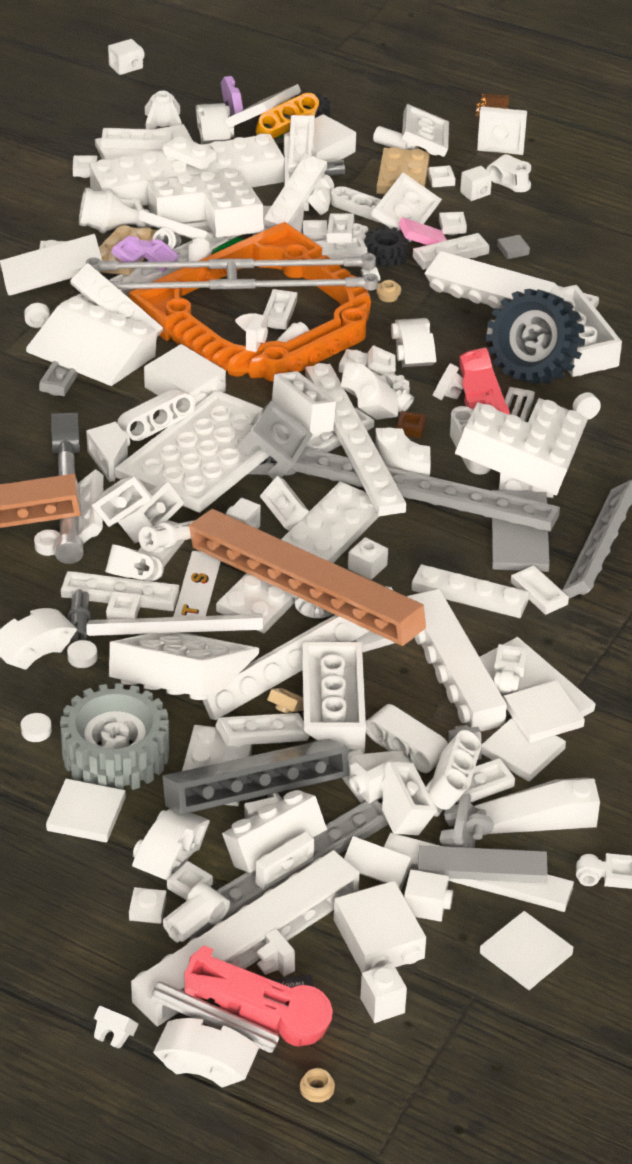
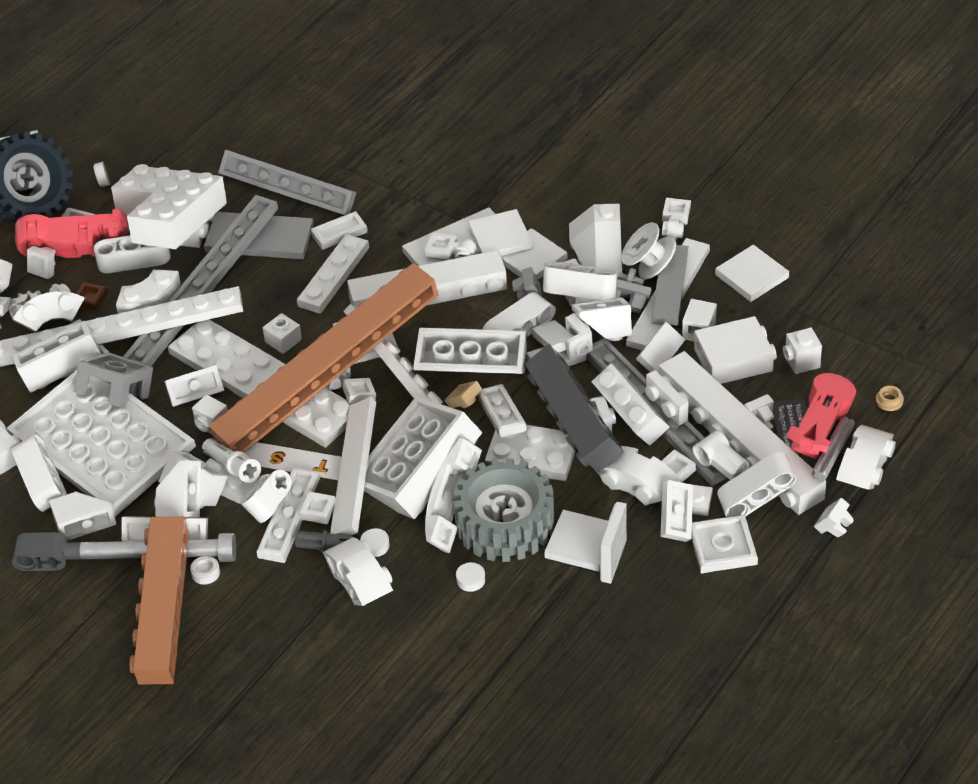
camera: 80 degrees left, 5 degrees up
(61, 820) = (613, 542): none -> white tile
(83, 930) = (723, 544): none -> white tile
(116, 877) = (676, 510): none -> white plate
(146, 940) = (757, 485): none -> white beam
(163, 685) = (440, 507): none -> white slope
(287, 621) = (358, 389): none -> white plate
(524, 834) = (645, 248): none -> white piece

